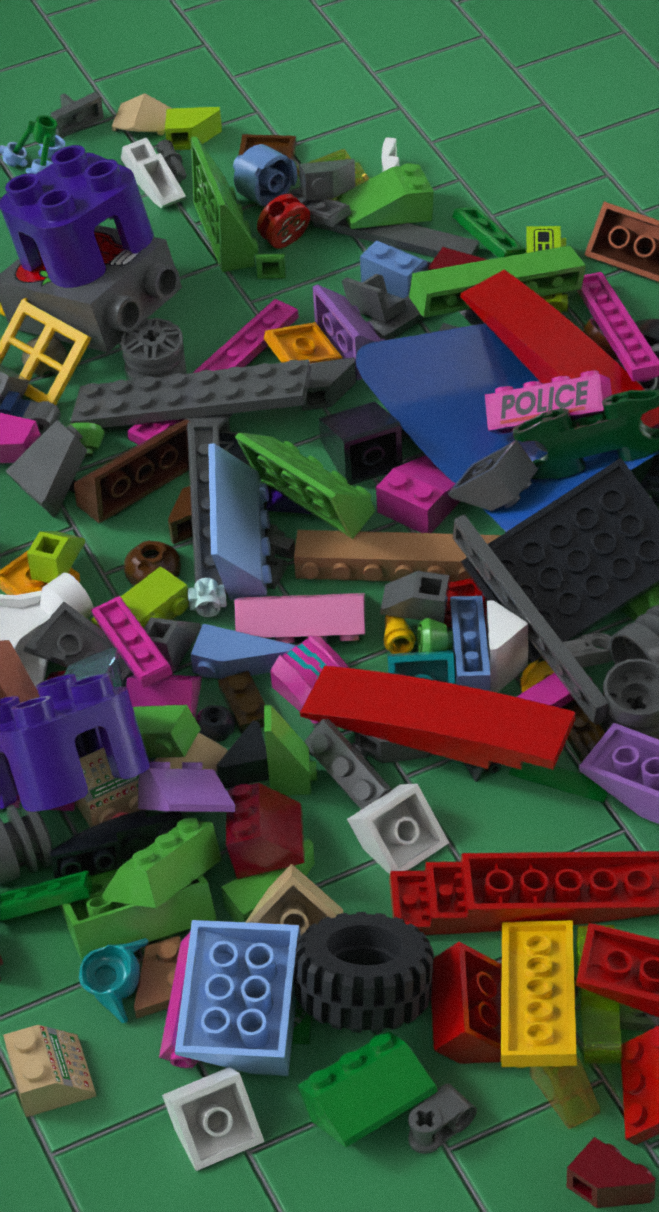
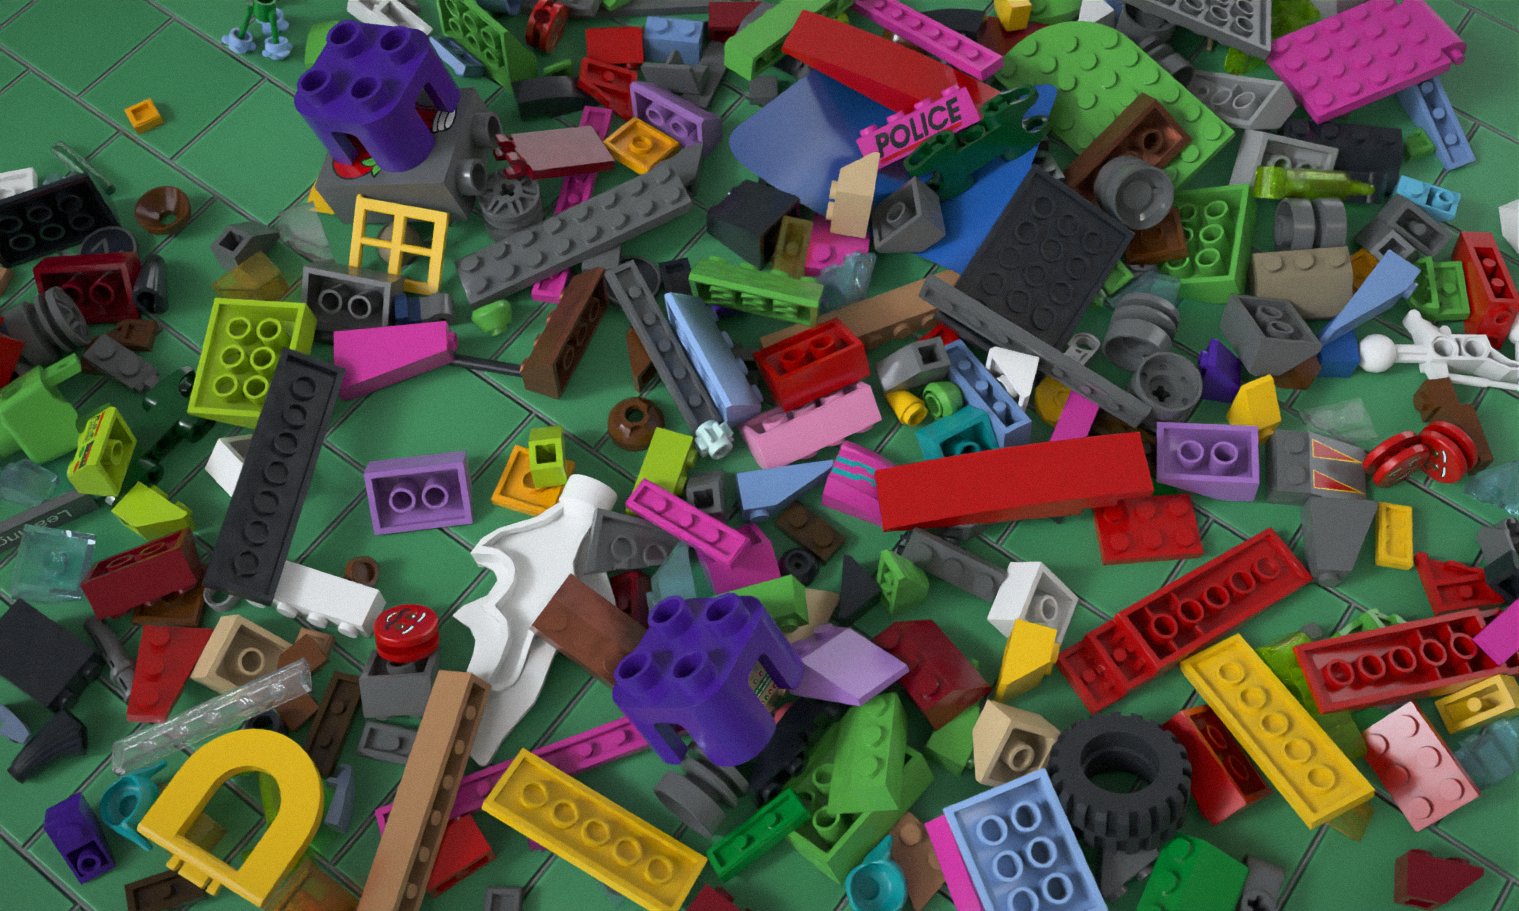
camera: 30 degrees left, 15 degrees up
(50, 466) = (482, 361): dark grey slope -> none
(190, 224) = (457, 57): none -> medium blue plate
(213, 321) = (553, 153): none -> tile
(255, 282) = (550, 94): none -> black slope
(297, 282) = (608, 85): none -> red wing
(325, 564) = (812, 364): none -> red slope
(325, 1047) = (1118, 869): none -> dark grey slope
(332, 257) = (616, 45): none -> red slope
(351, 858) = (1025, 660): none -> yellow slope
(373, 465) = (792, 246): none -> clear yellow slope
(400, 507) = (846, 282): none -> clear light blue slope
(454, 440) = (853, 197): none -> tan slope
(552, 813) = (1147, 530): none -> red plate

